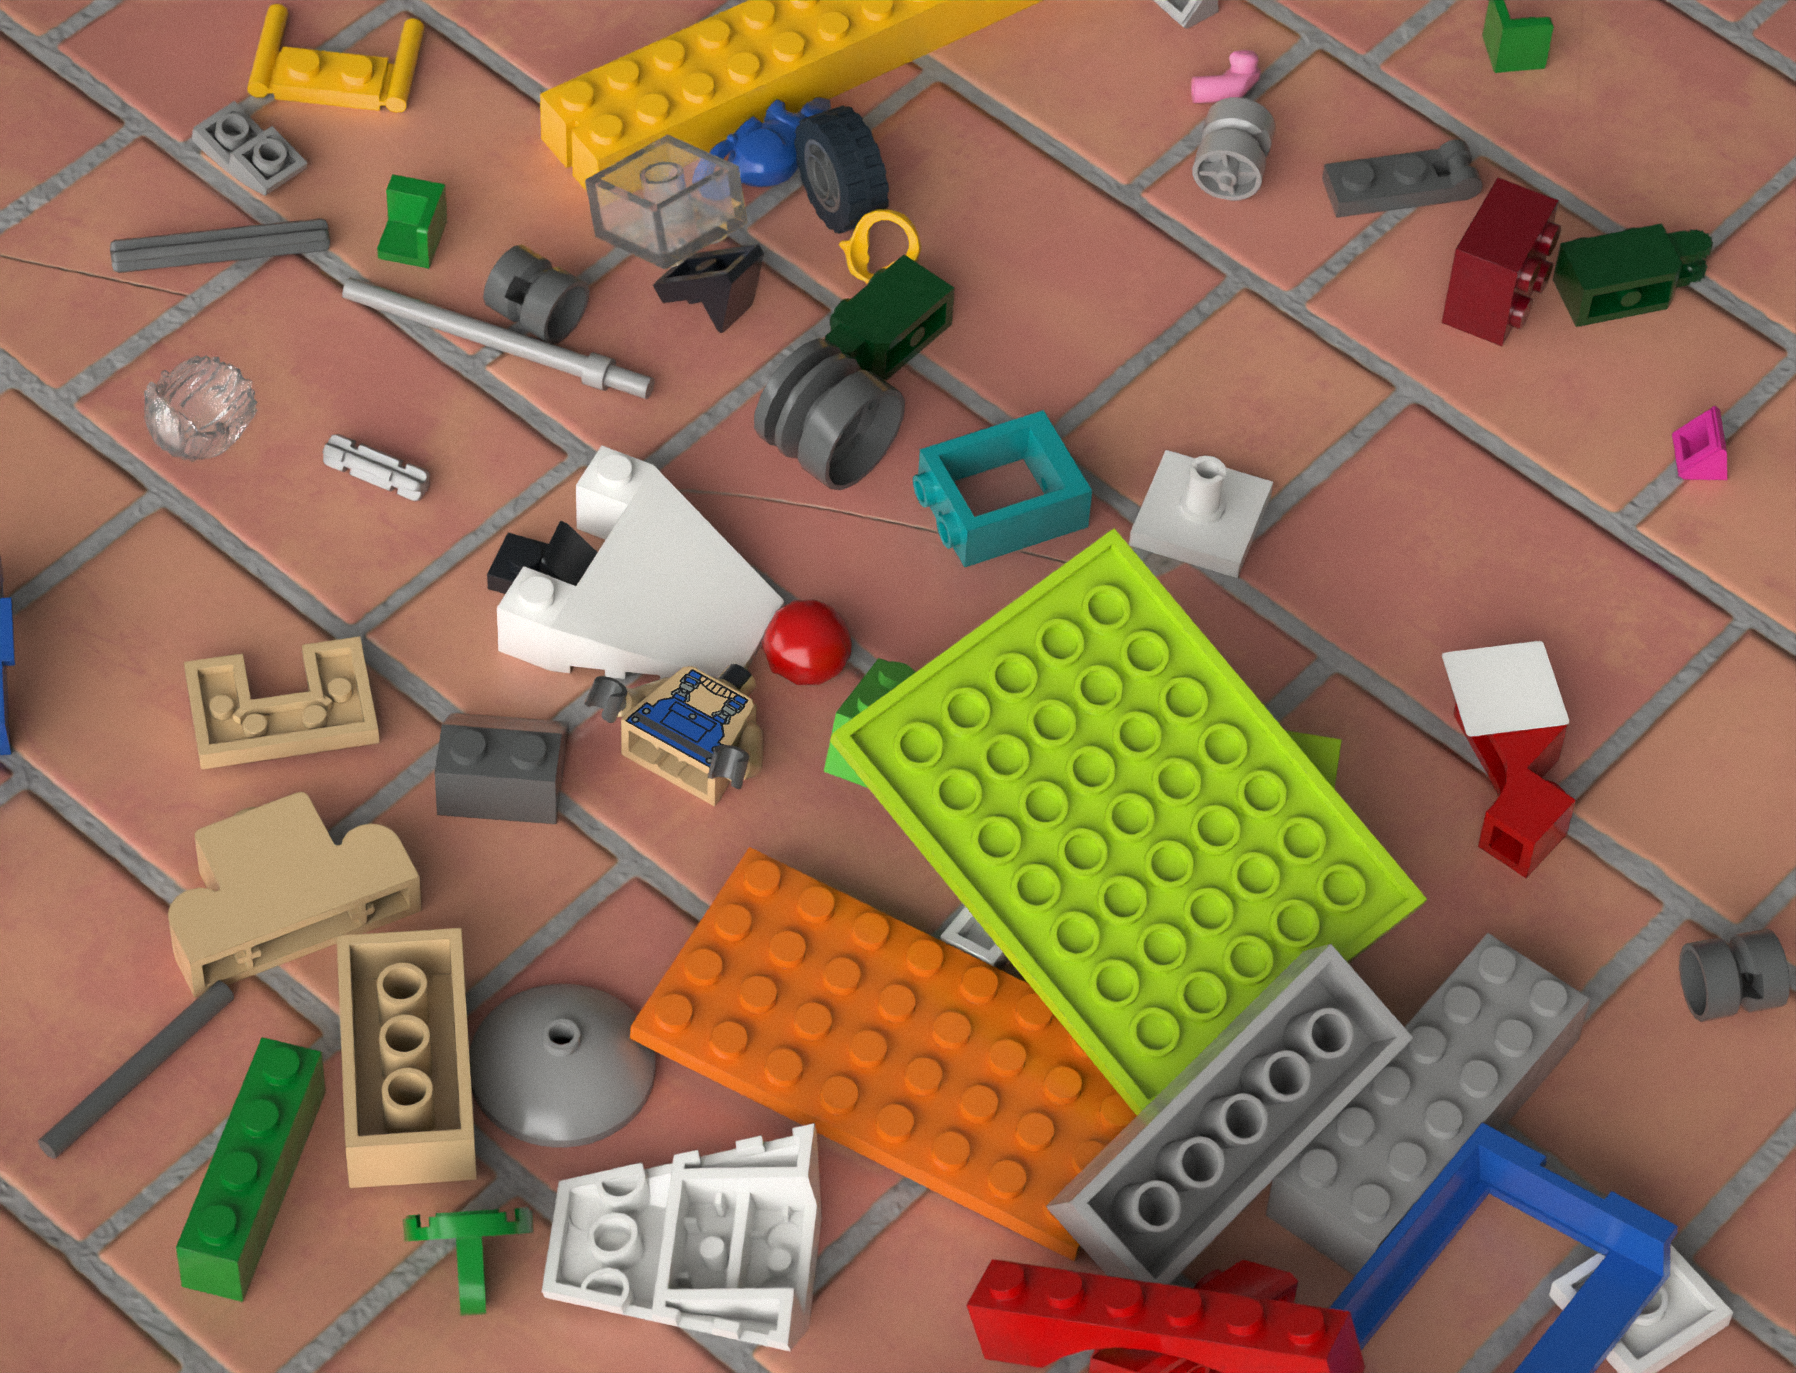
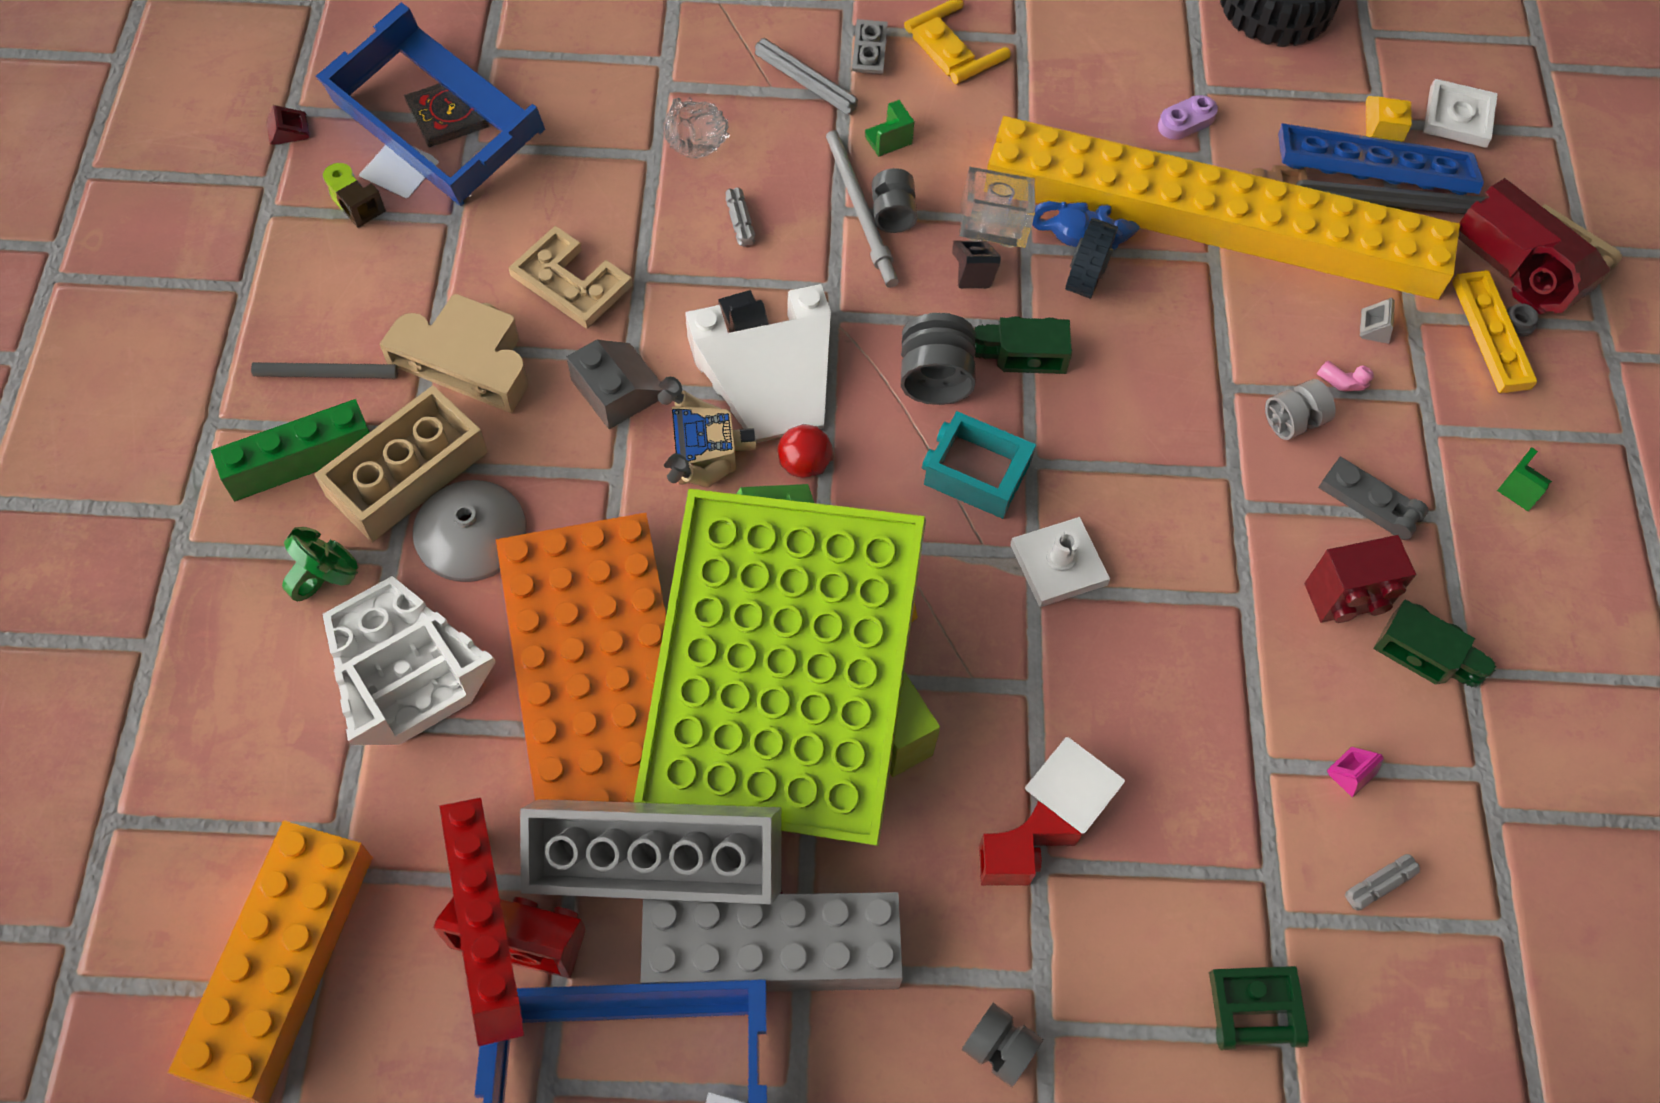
camera: 50 degrees right, 10 degrees up
(857, 247) = (1063, 300): yellow piece -> none

